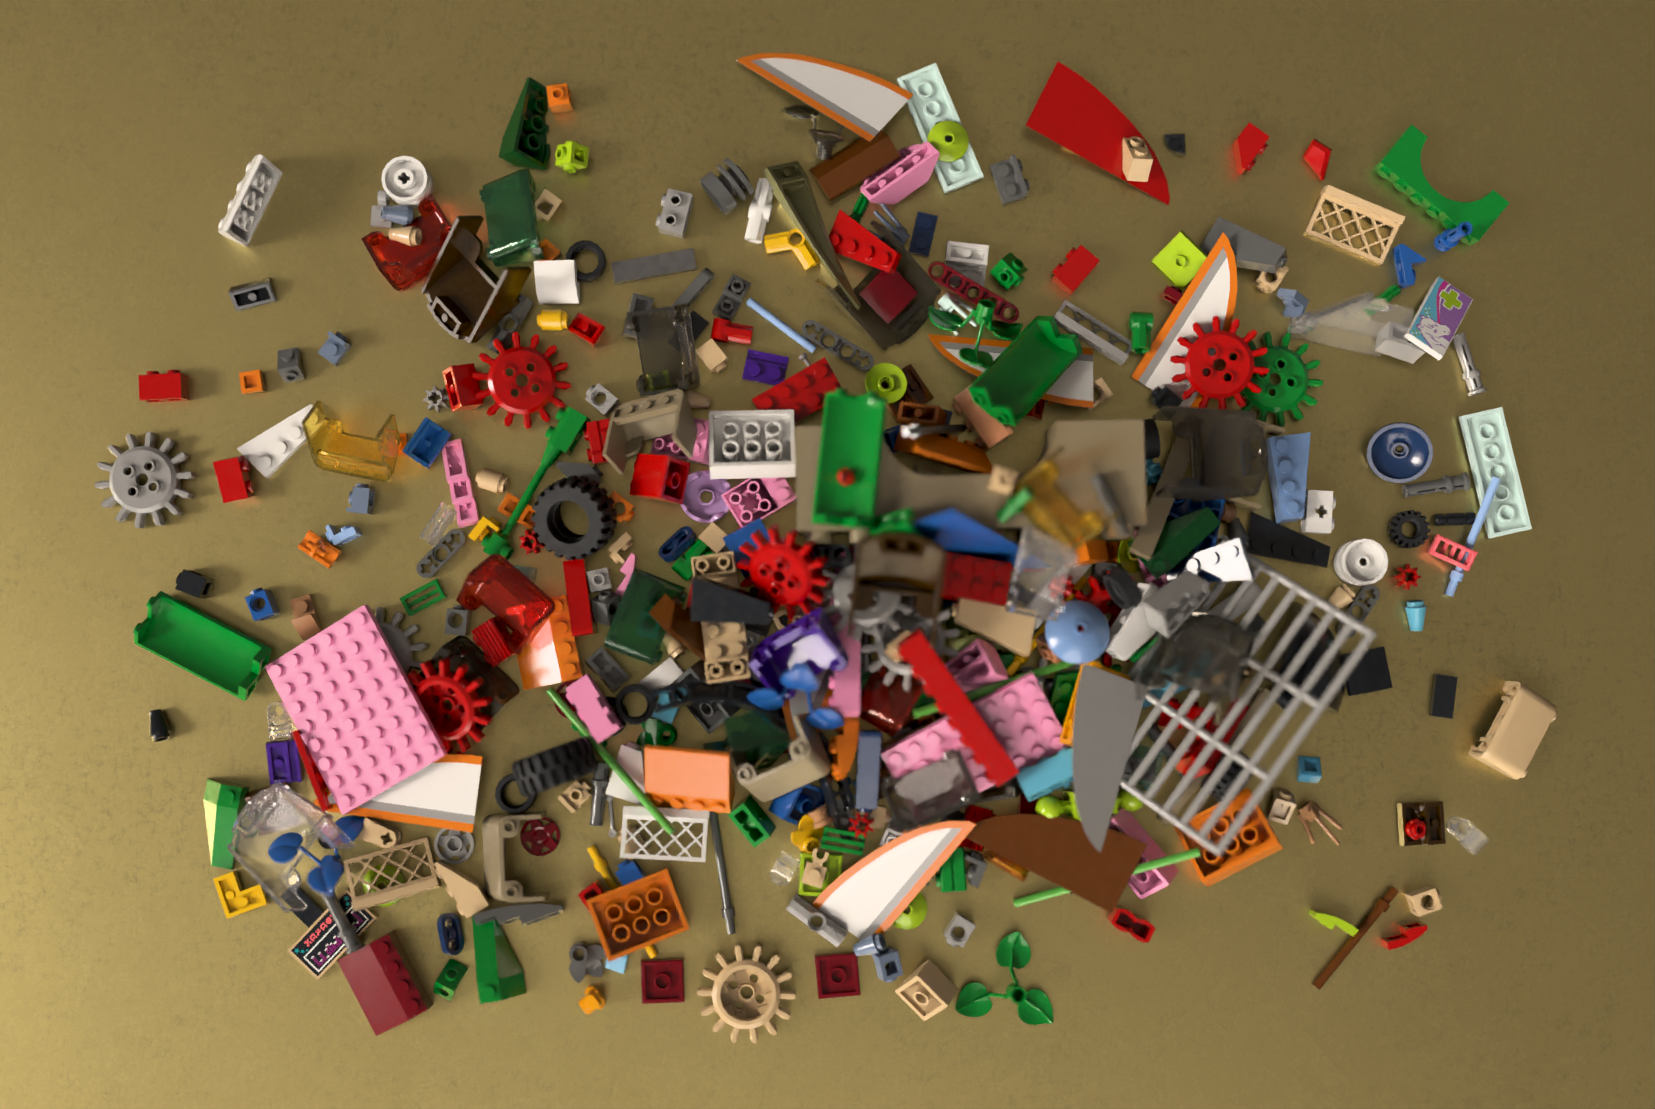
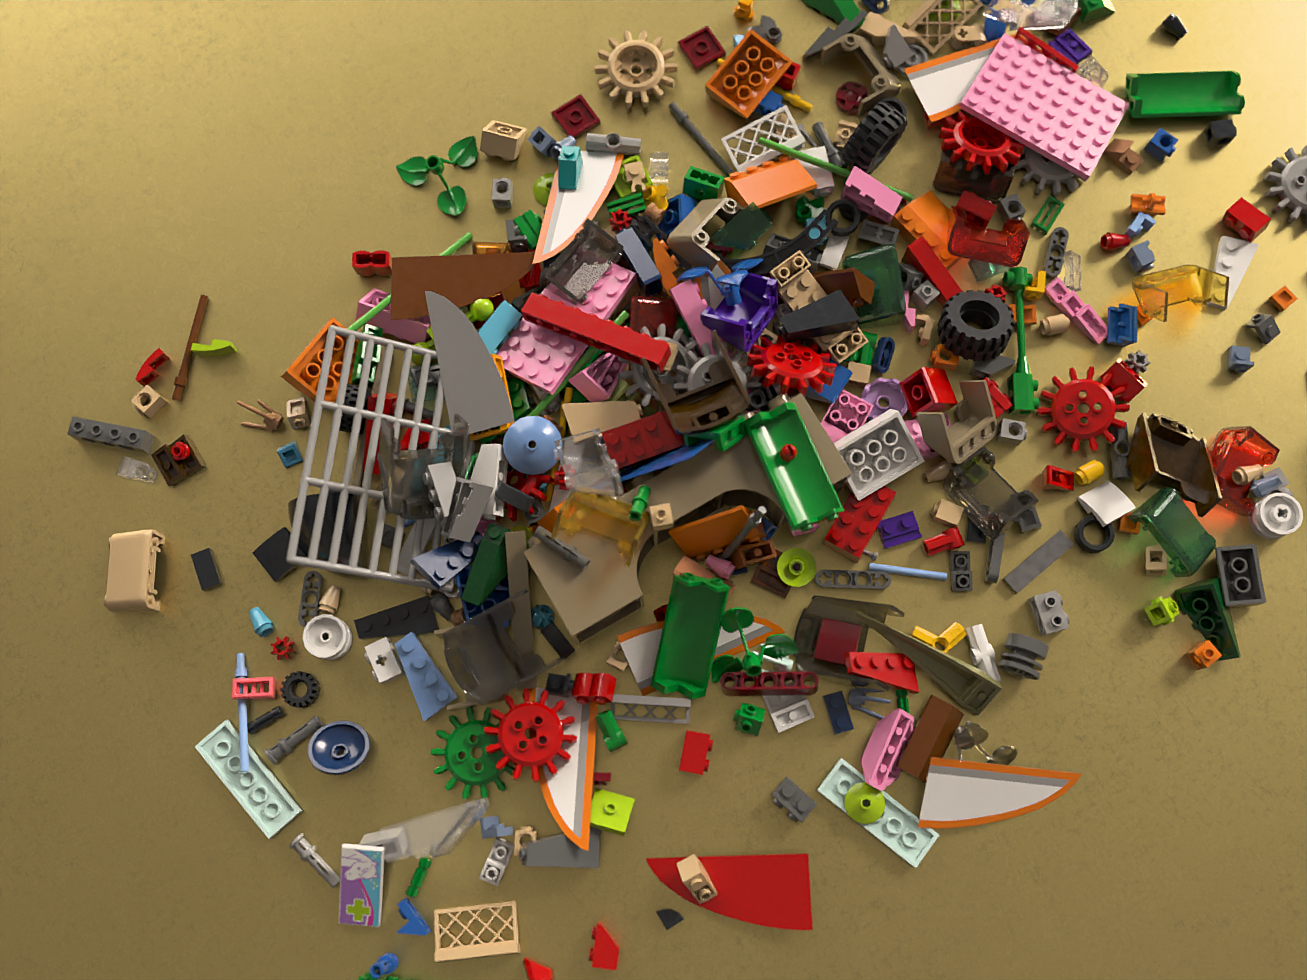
camera: 155 degrees right, 10 degrees down
(377, 532) = (1114, 241): none -> red cone
(468, 858) = (895, 49): none -> light grey slope
(480, 146) = (1240, 575): none -> dark grey slope
(878, 915) = (569, 167): none -> teal slope
(958, 419) = (720, 566): none -> bright pink cone
(1137, 376) = (593, 688): none -> red brick
(1175, 839) = (358, 363): none -> green slope
(1186, 638) = (441, 485): none -> light grey slope
(1304, 273) = (497, 861): none -> white slope
(1476, 884) = (111, 435): none -> dark grey brick

